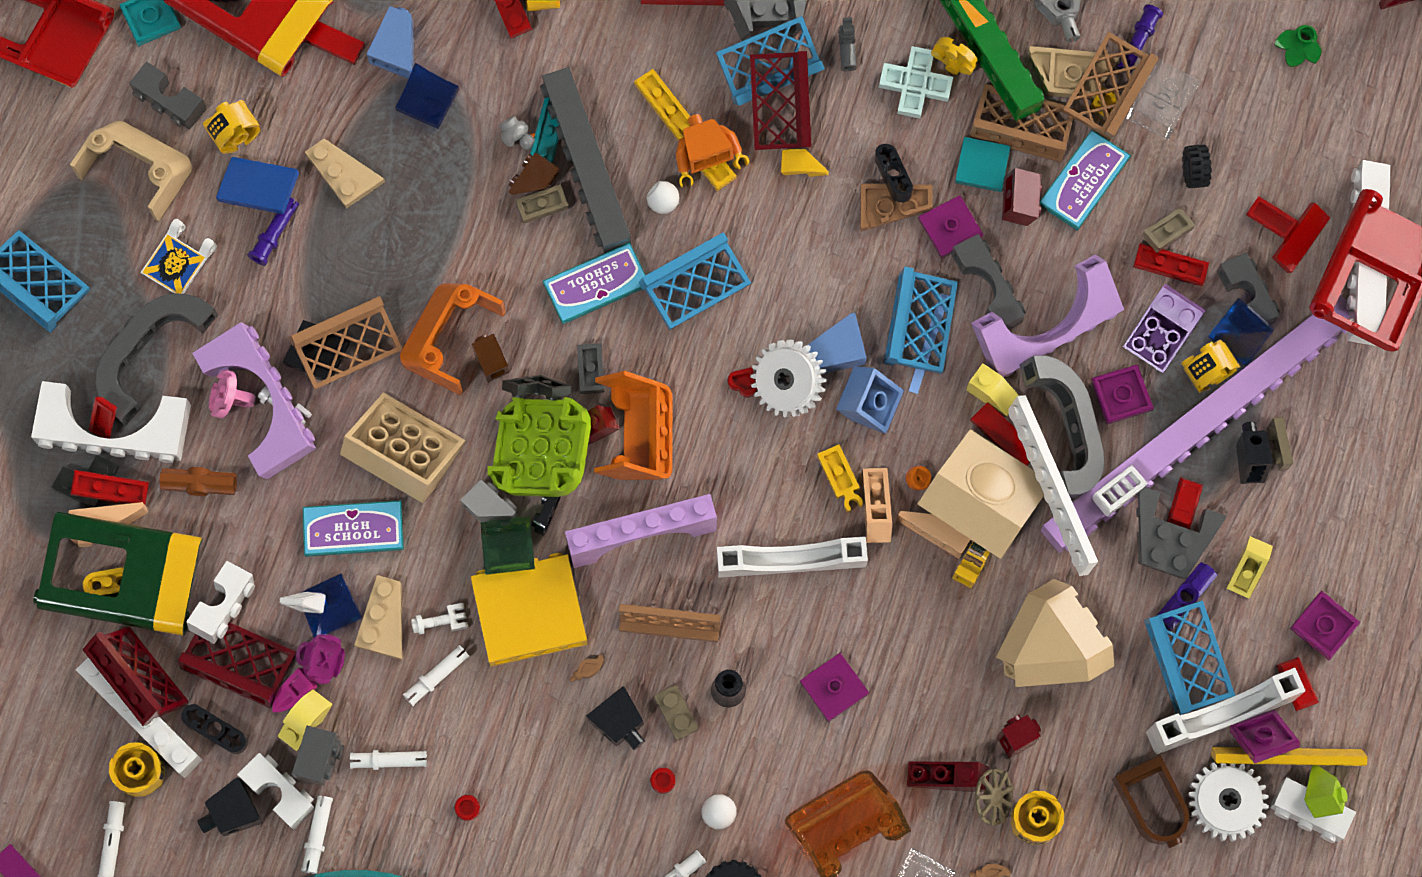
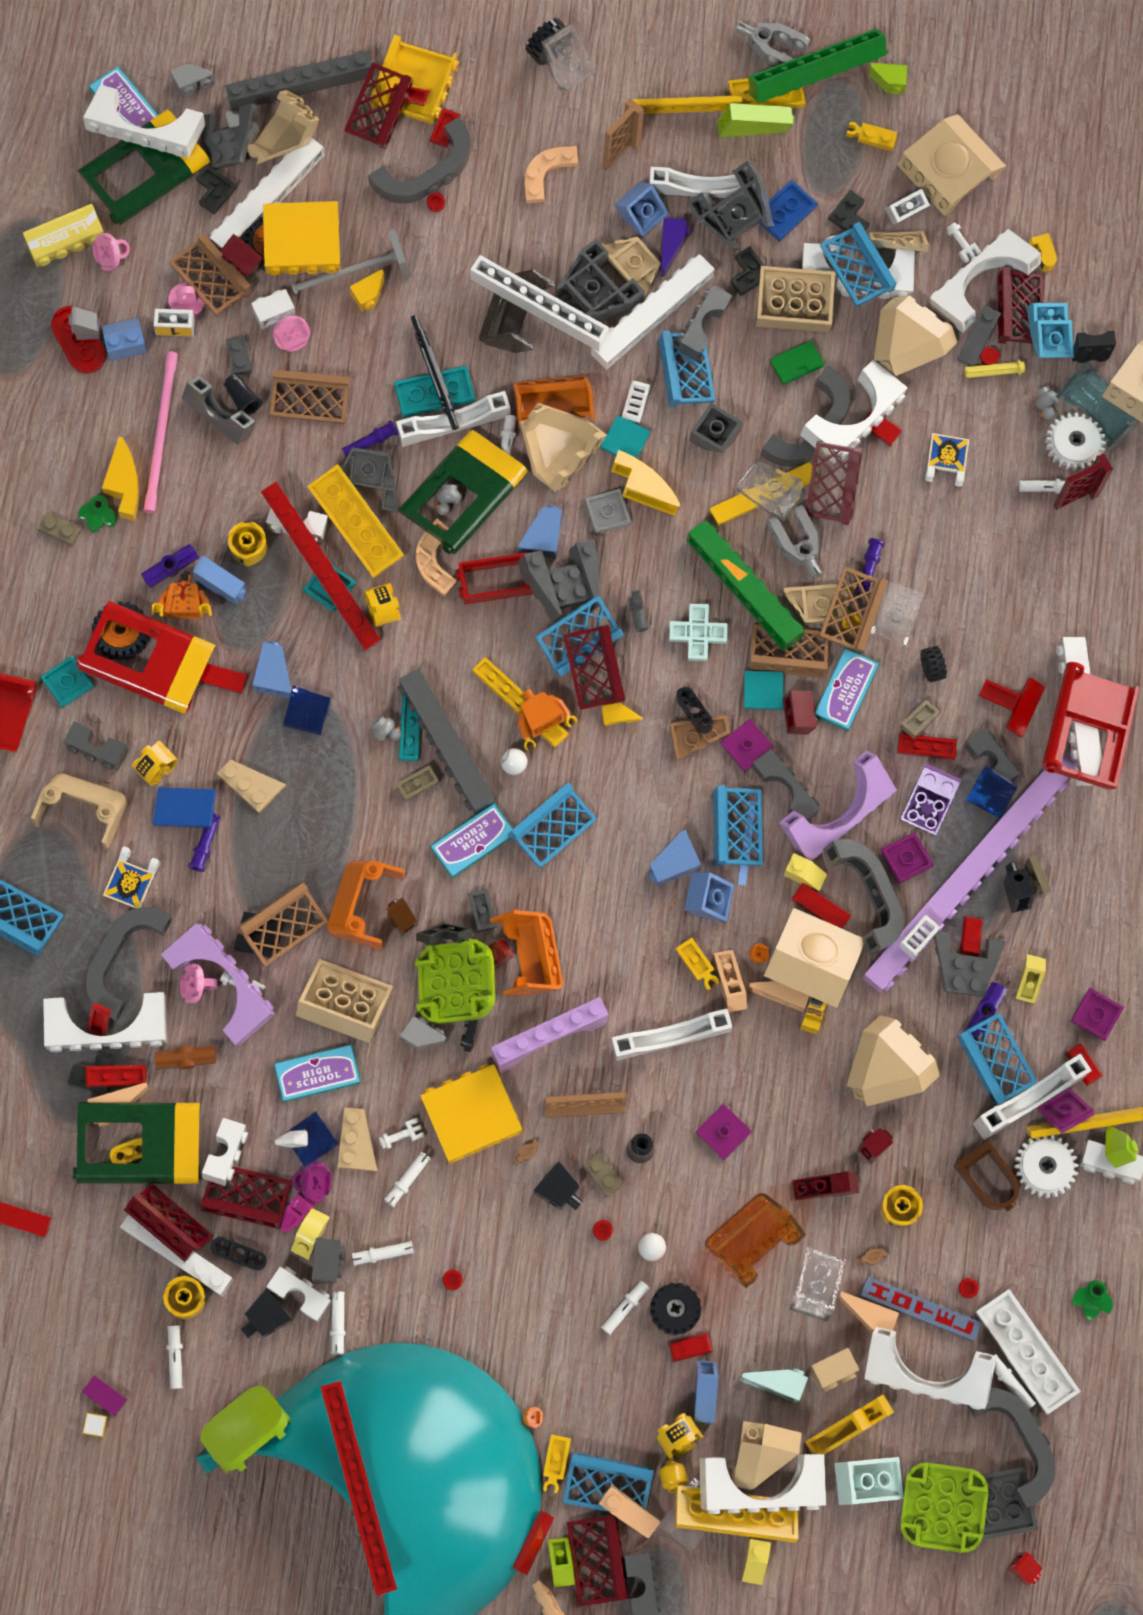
camera: 15 degrees left, 0 degrees up
(507, 545) = (445, 1065): clear green slope -> none
(536, 175) = (409, 761): reddish brown slope -> none
(742, 382) = (606, 899): red tile -> none
(805, 377) = (632, 882): white gear -> none
(955, 58) = (726, 608): yellow plate -> none
(993, 796) = (864, 1196): dark tan wheel -> none
(1052, 486) = (866, 941): white plate -> none
(1210, 366) = (972, 823): yellow brick -> none
(1297, 48) = (995, 553): green plate -> none

